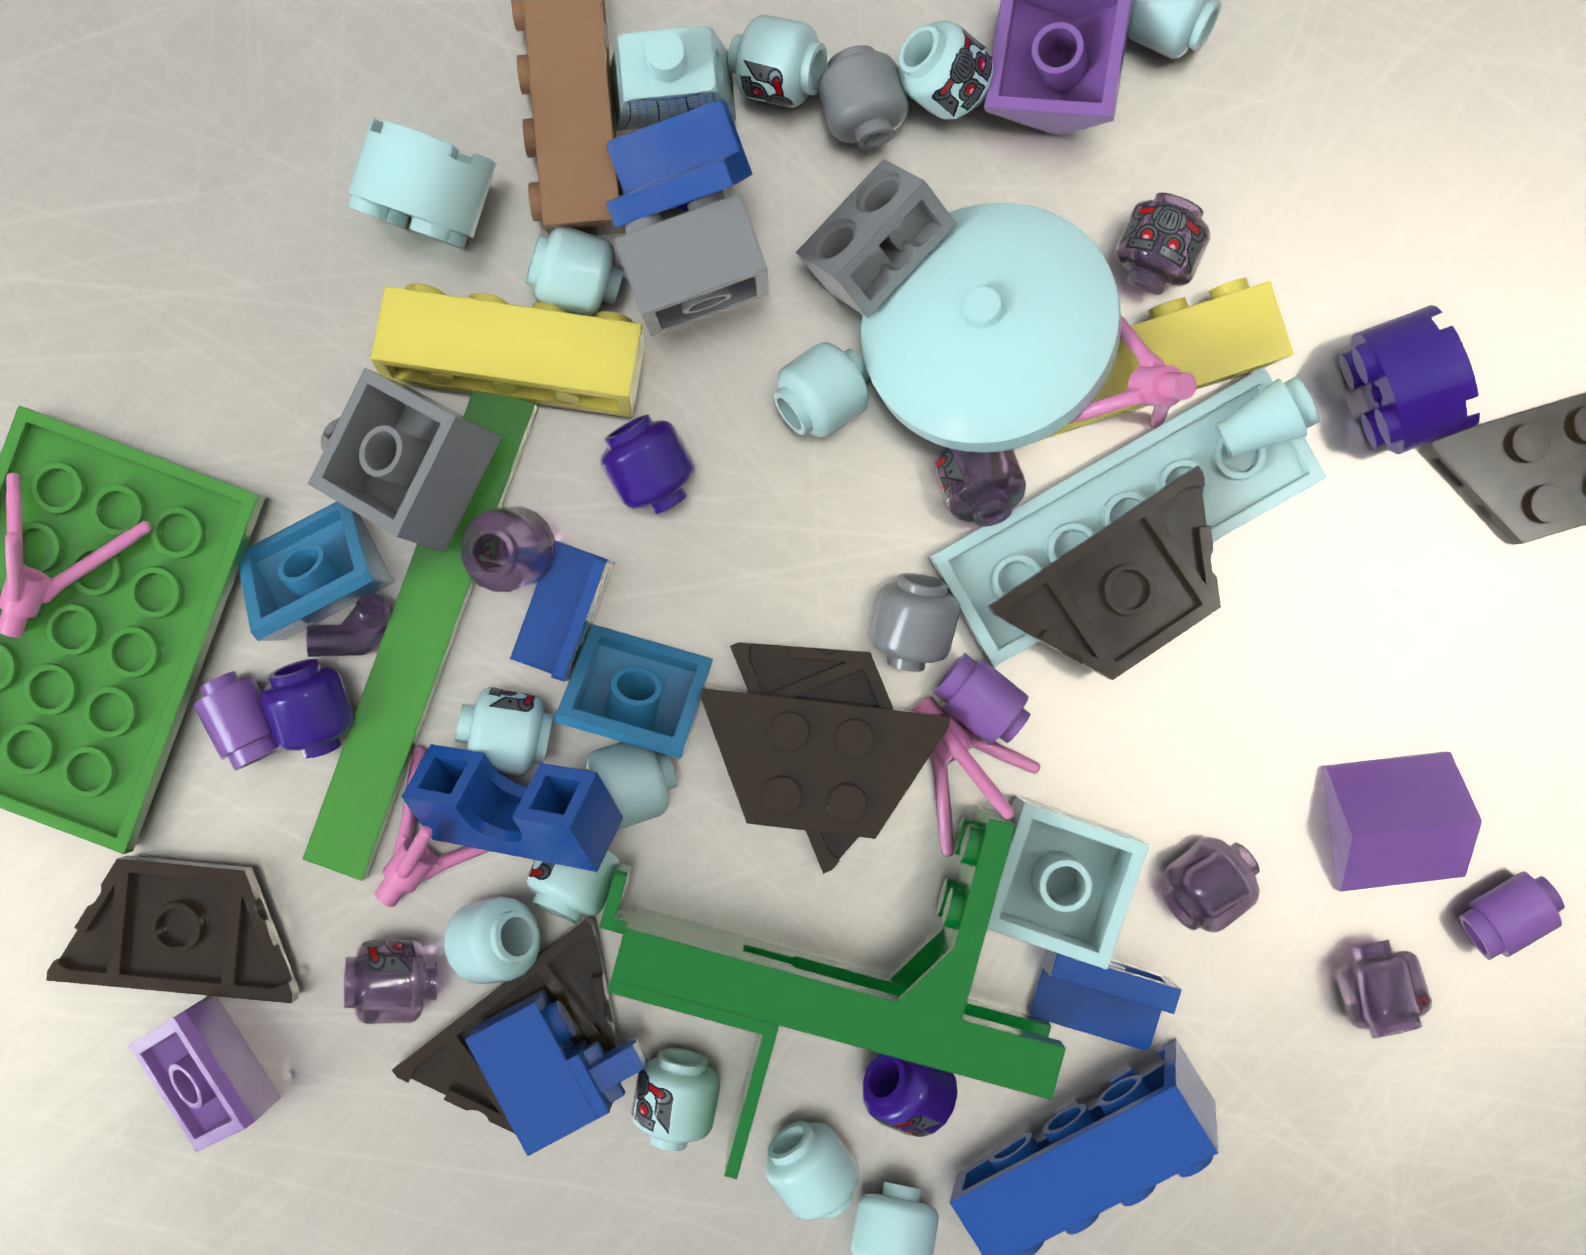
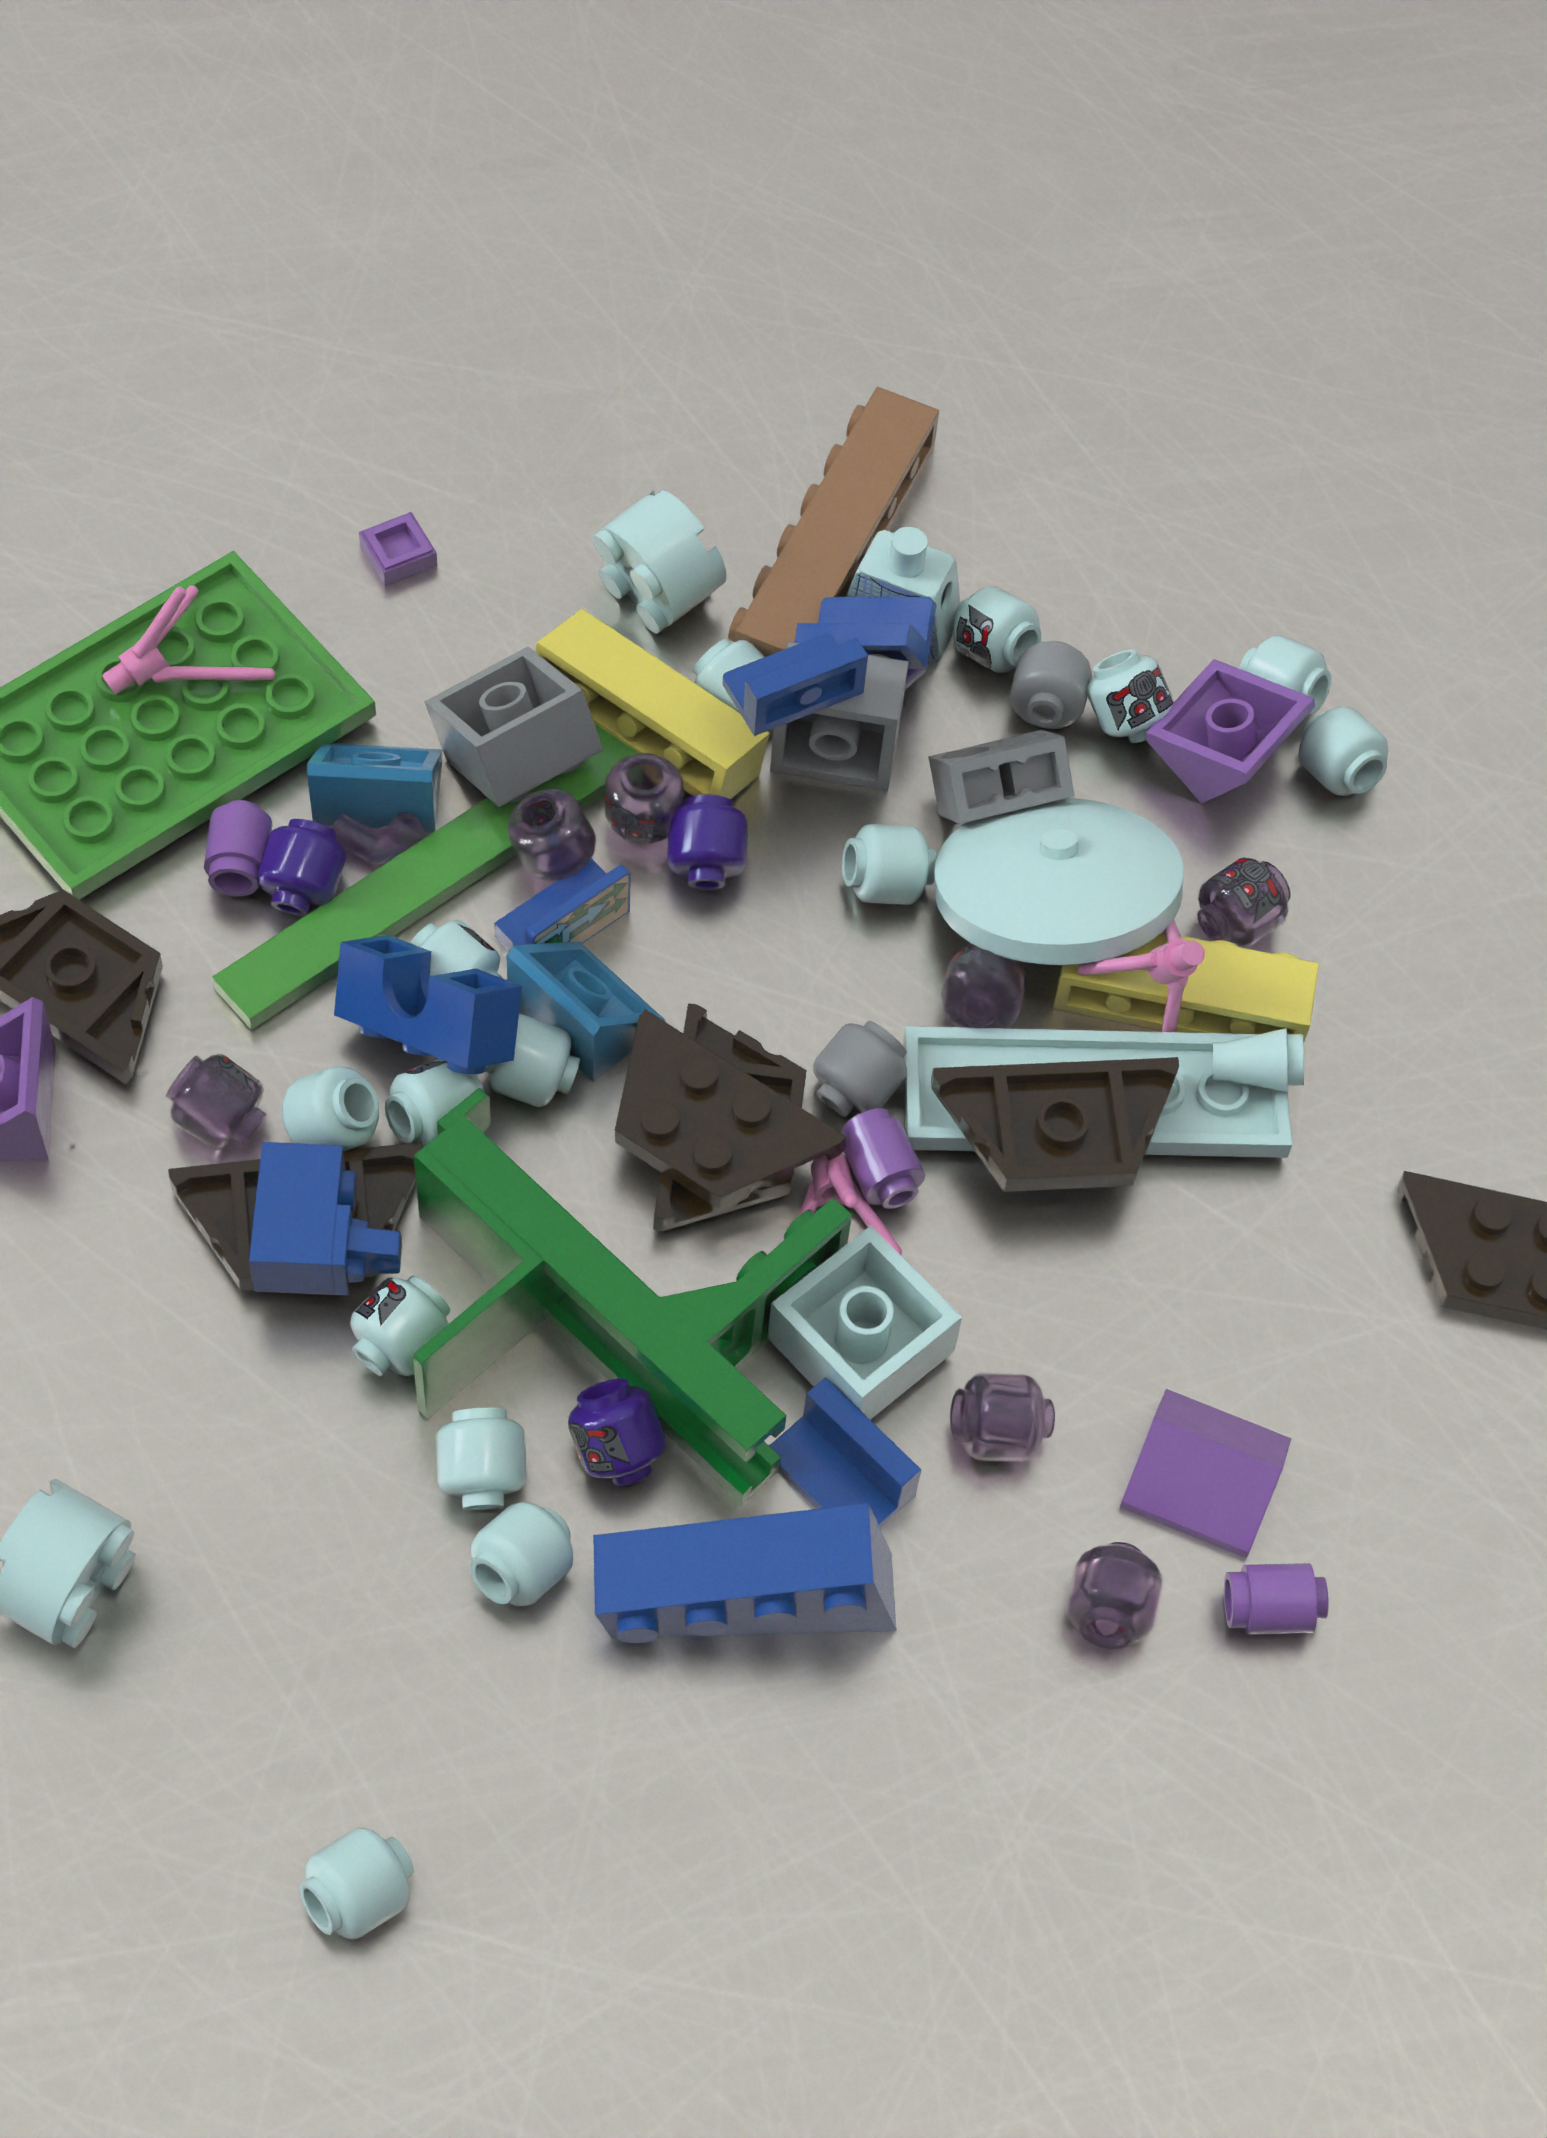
camera: 20 degrees right, 30 degrees down
(165, 296) = (398, 548): none -> medium lavender tile
(411, 857) = (301, 1031): bright pink plant -> none
(565, 457) = (643, 797): none -> clear purple head
(648, 288) = (797, 681): none -> blue panel
(1411, 381) = (1402, 1099): dark purple brick -> none

